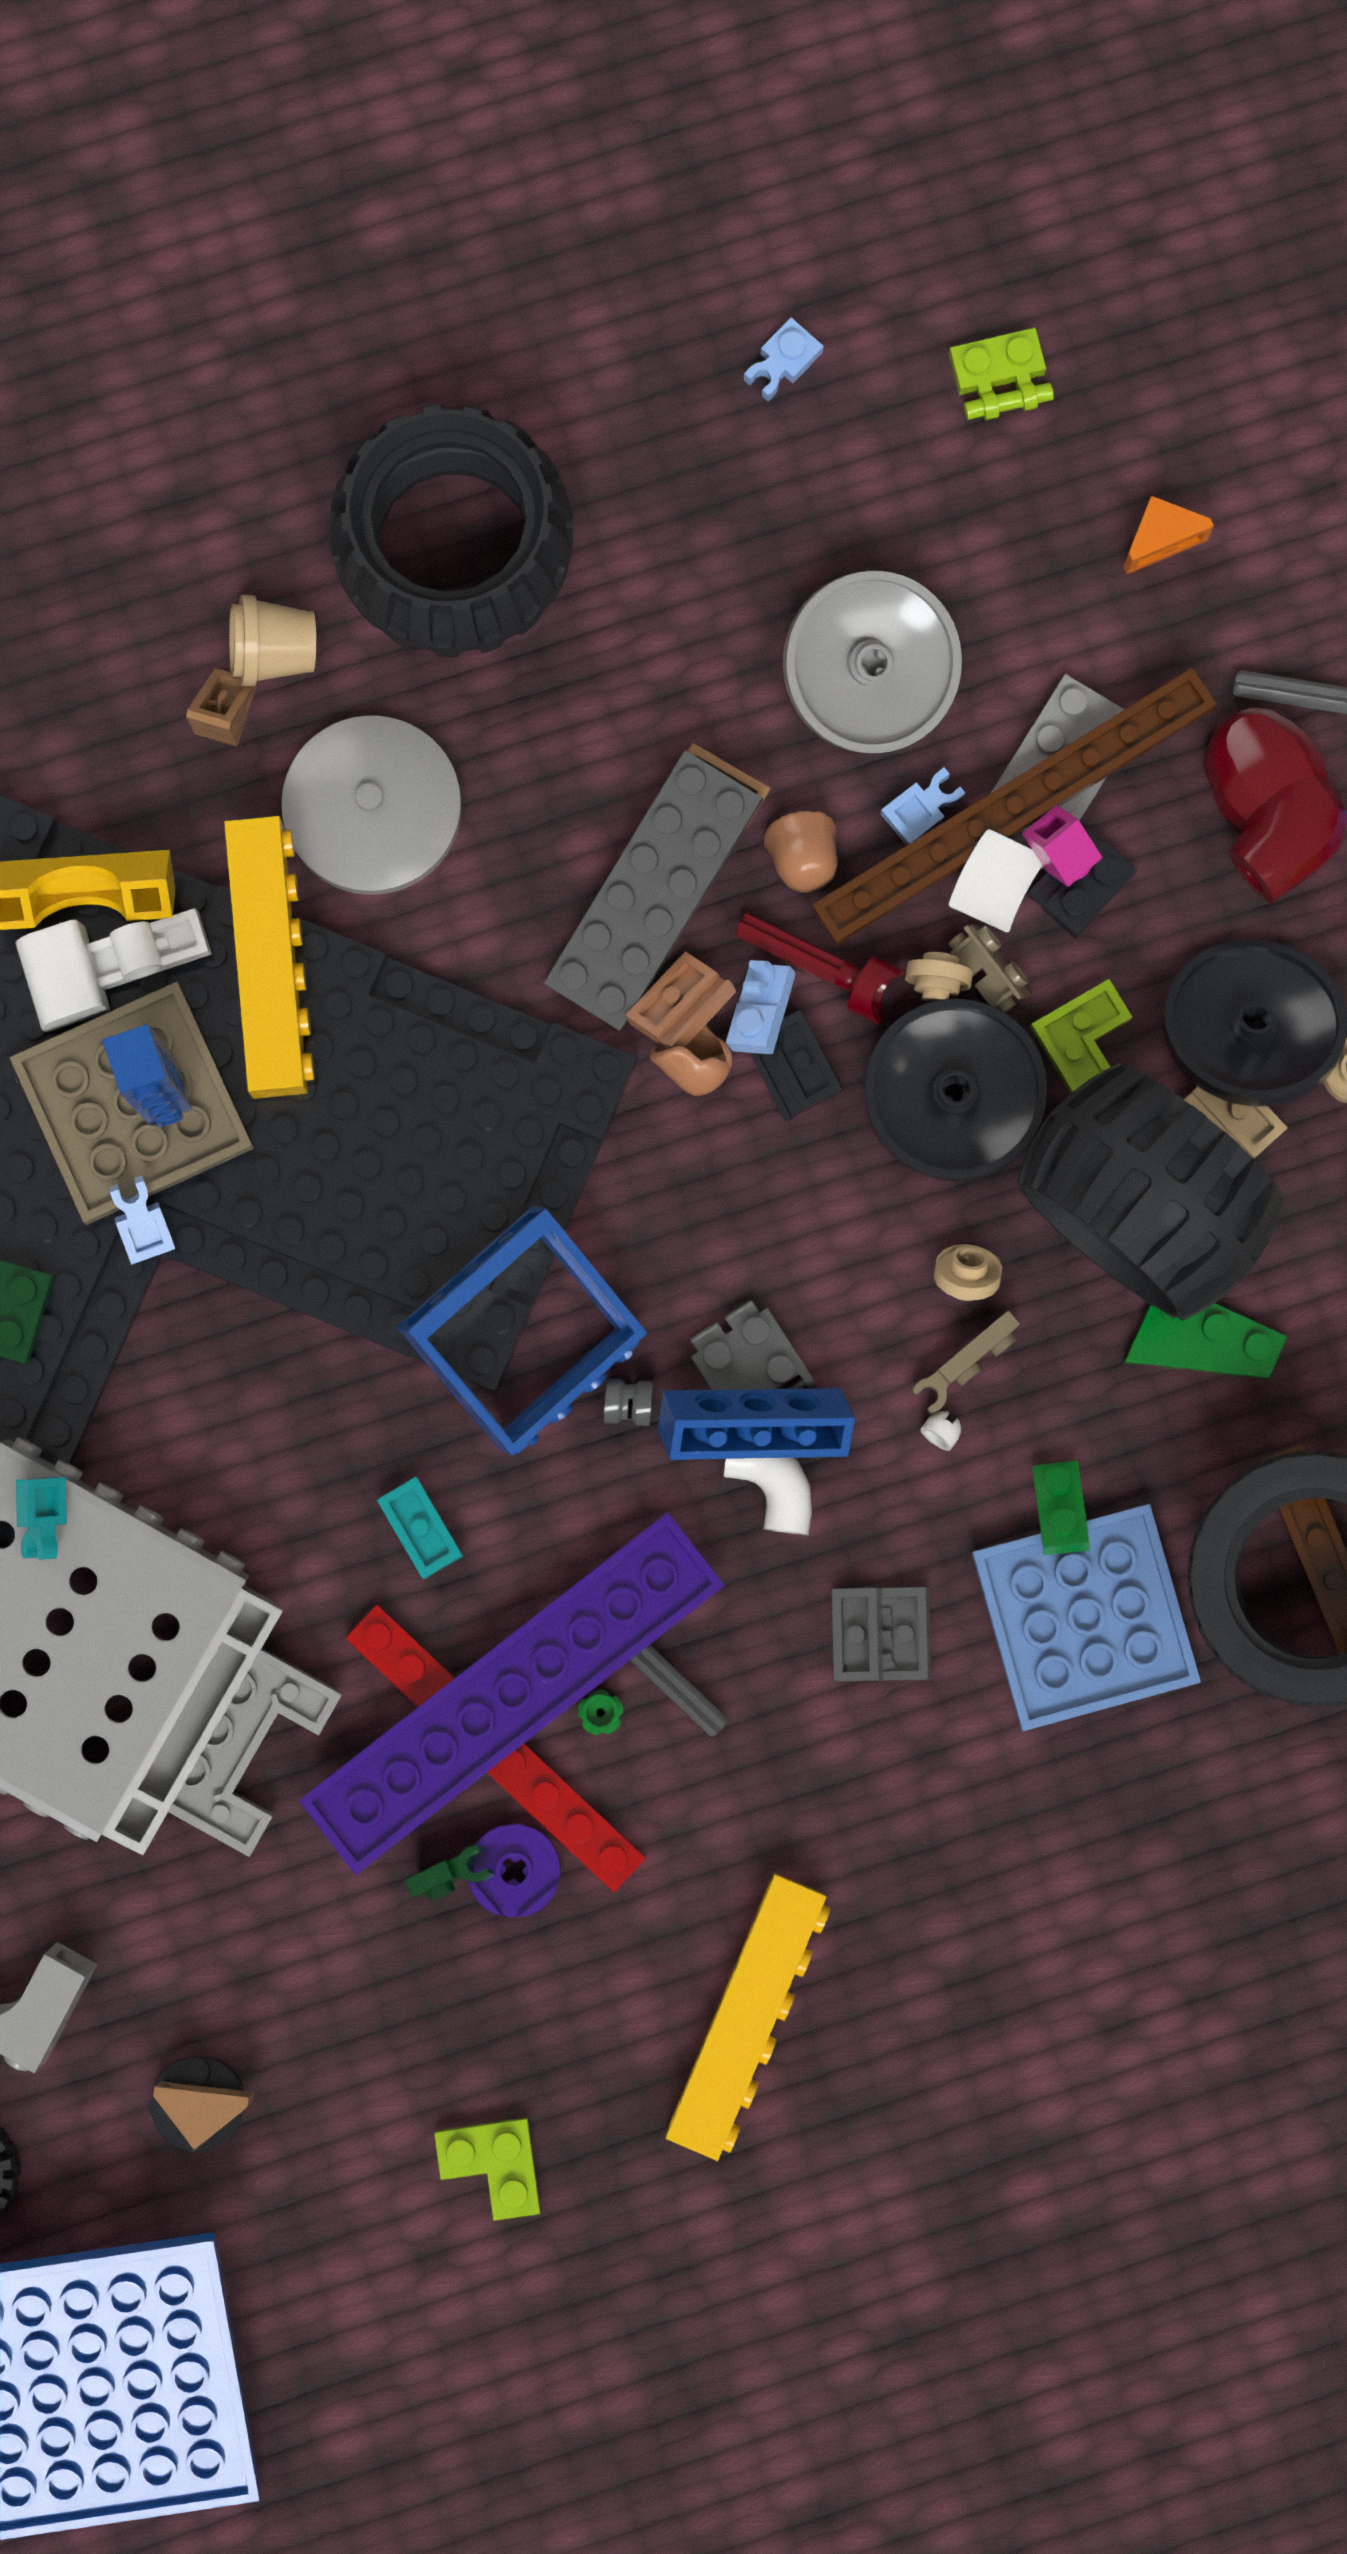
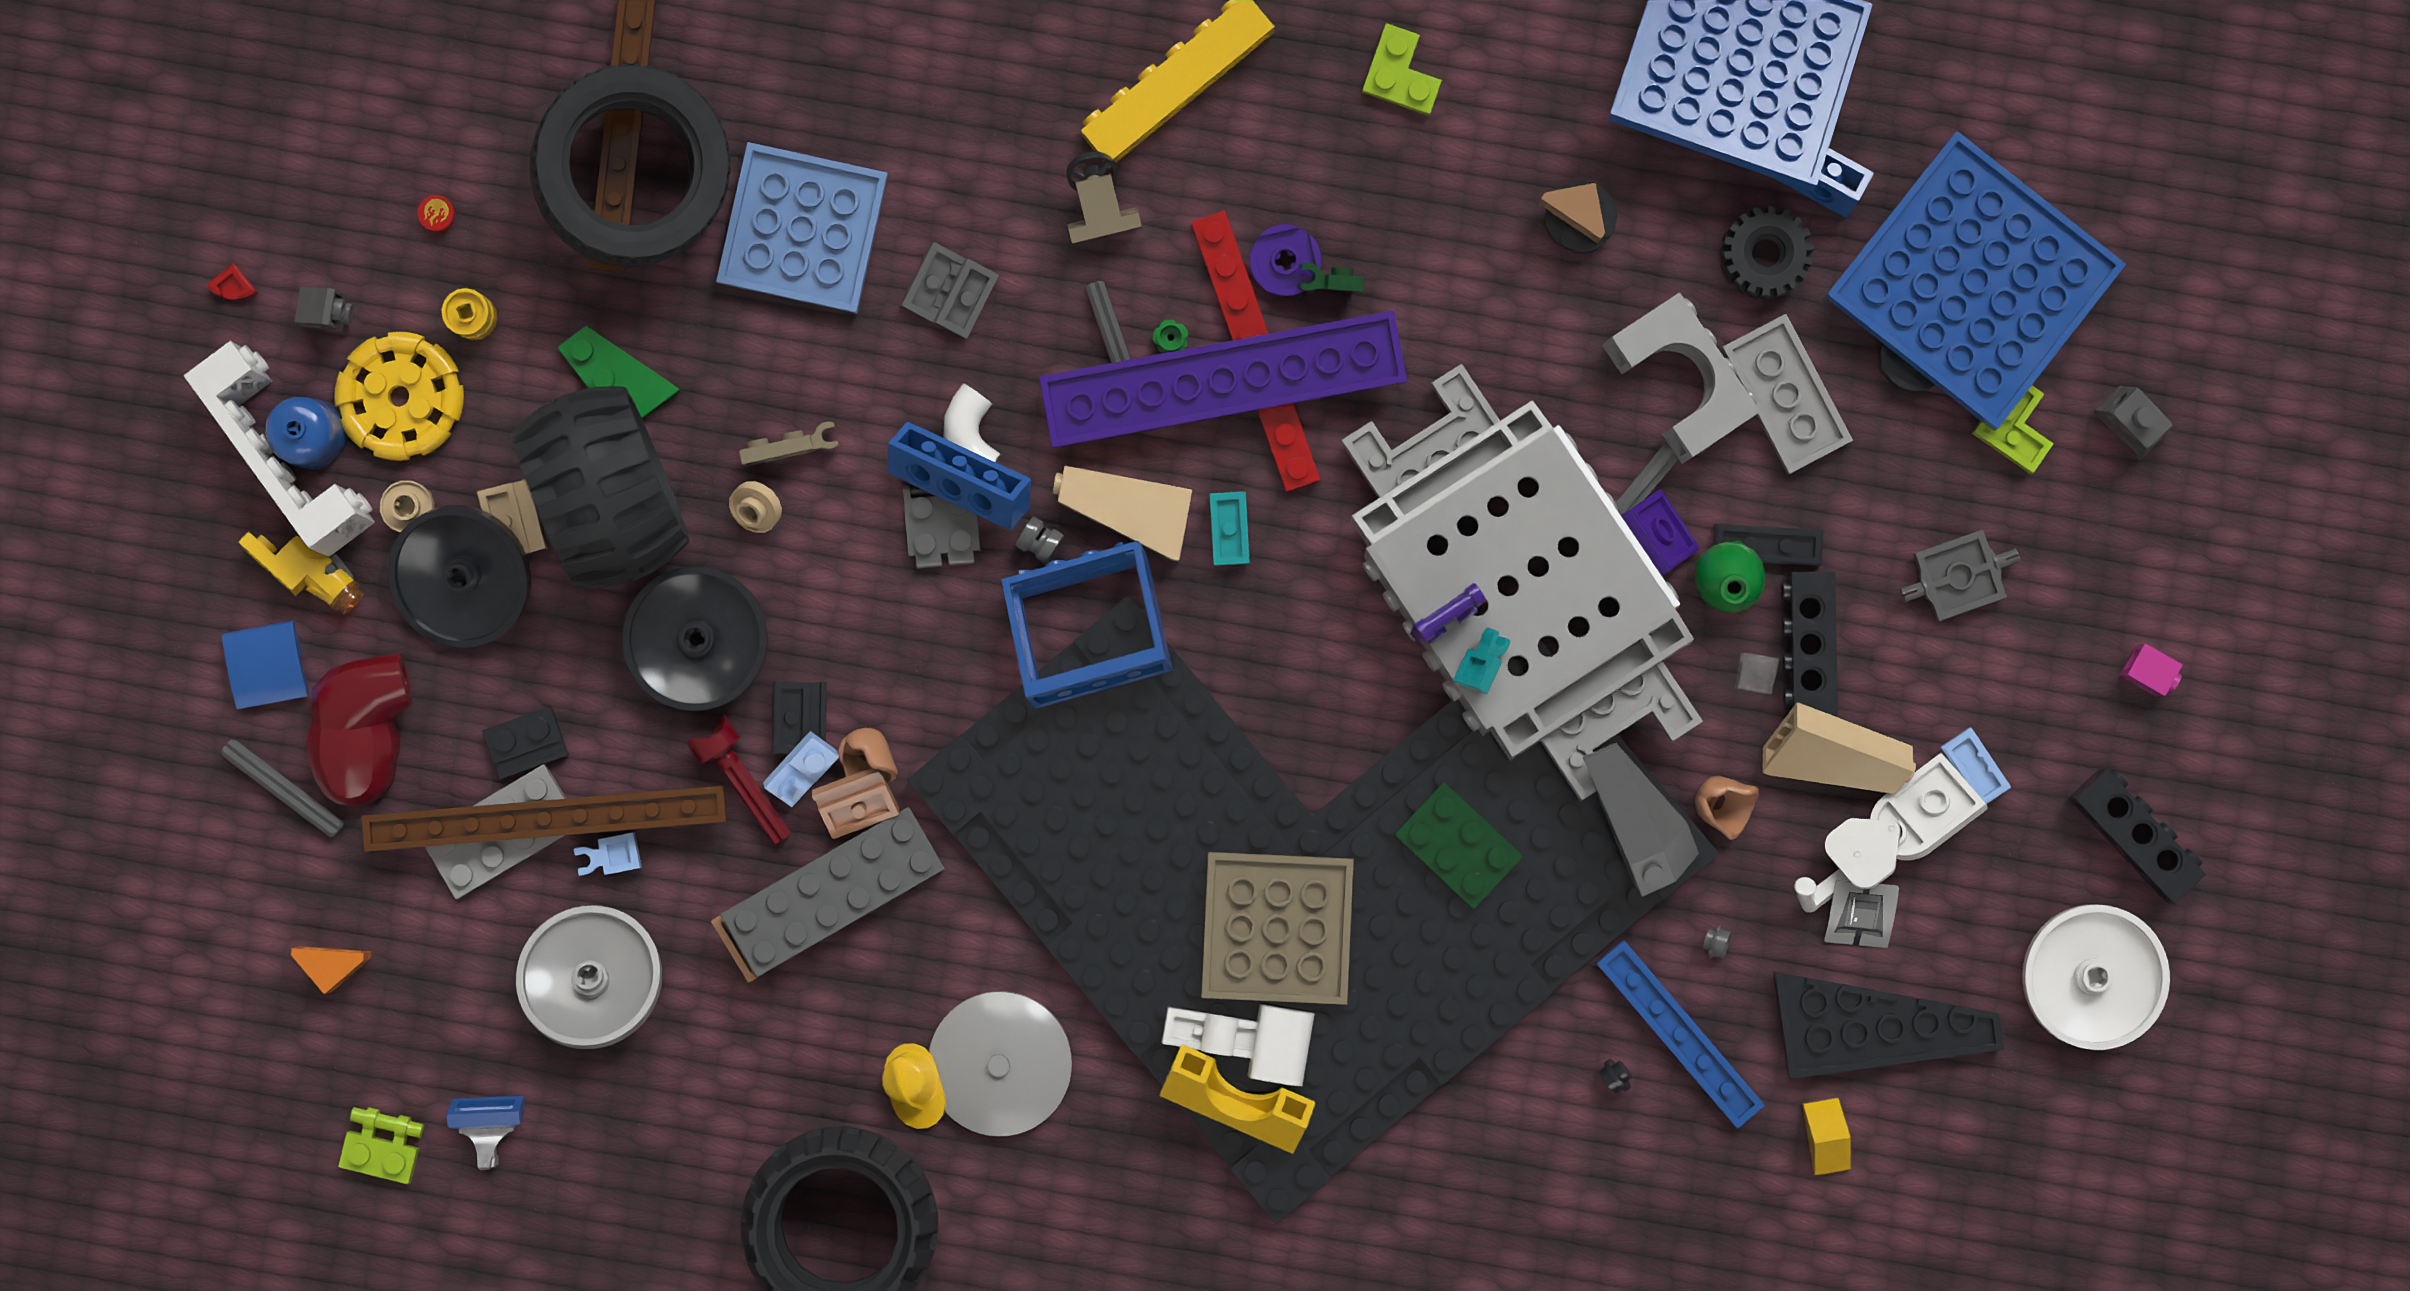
camera: 155 degrees left, 5 degrees up
(103, 1555) = (1459, 608): none -> dark purple plate
(142, 1226) = (1312, 835): light blue plate -> none
(147, 1075) = (1253, 926): blue brick -> none
(221, 708) = (1068, 1191): medium nougat slope -> none
(267, 957) = (1130, 982): yellow brick -> none
(270, 640) = (1011, 1218): tan piece -> none
(453, 732) = (914, 1086): none -> yellow piece
(540, 1493) = (1129, 506): none -> tan slope
(763, 1825) = (1098, 200): none -> dark tan piece
(787, 355) = (527, 1241): light blue plate -> none
(803, 850) = (710, 867): nougat hair -> none
(900, 453) = (486, 1122): none -> blue piece
(938, 976) = (664, 725): tan plate -> none
(941, 1431) = (833, 407): white hinge -> none
(995, 880) = (586, 773): white sticker -> none
(1002, 979) = (619, 703): dark tan hinge -> none
(1060, 1508) = (779, 310): green plate -> none
(1062, 845) = (526, 771): dark pink brick -> none
(1072, 1029) = (593, 637): lime plate -> none

